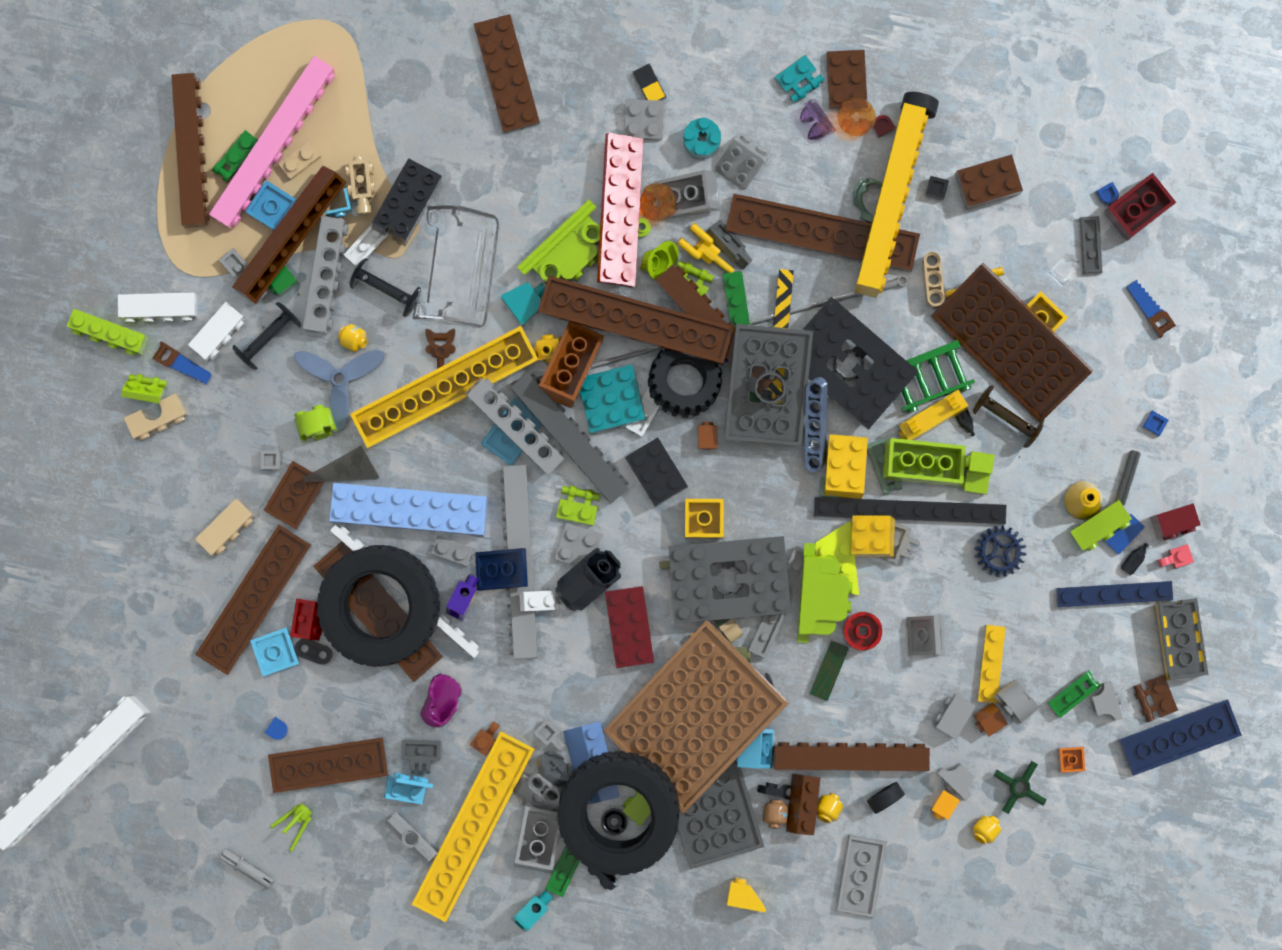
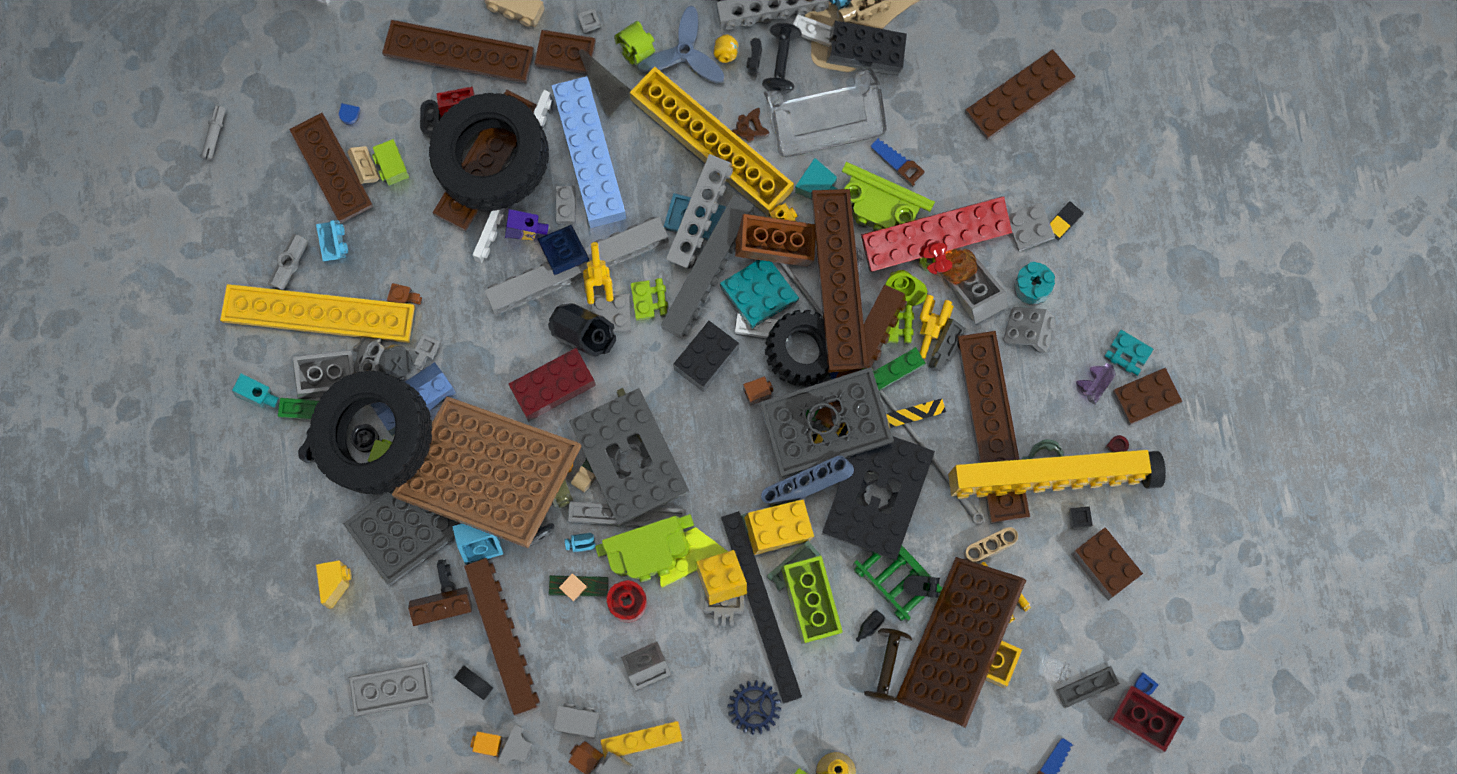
camera: 70 degrees right, 10 degrees down
(274, 652) = (417, 85): medium azure plate -> none
(300, 814) = (278, 159): lime plant -> none
(338, 732) = (363, 164): none -> tan plate
(345, 705) = (390, 161): none -> lime brick
(377, 316) = (754, 62): none -> black plate
(421, 753) = (368, 243): dark grey hinge -> none
(441, 701) = (431, 241): magenta piece -> none
(530, 217) = (898, 162): none -> piece
(540, 601) = (545, 292): white plate -> none
(542, 545) = (596, 275): none -> yellow plant
(651, 217) = (938, 252): none -> red piece
(704, 518) = (679, 414): yellow brick -> none
(775, 813) = (422, 584): medium nougat head -> none
(790, 654) = (580, 542): none -> medium azure arm
(829, 808) = (445, 633): yellow head -> none
(830, 676) = (573, 587): none -> light nougat tile
(848, 108) = (1121, 406): clear orange plate -> none
(933, 416) = (859, 593): yellow brick -> none
(945, 364) = (915, 585): none -> black plate
(977, 472) = (822, 656): lime brick -> none

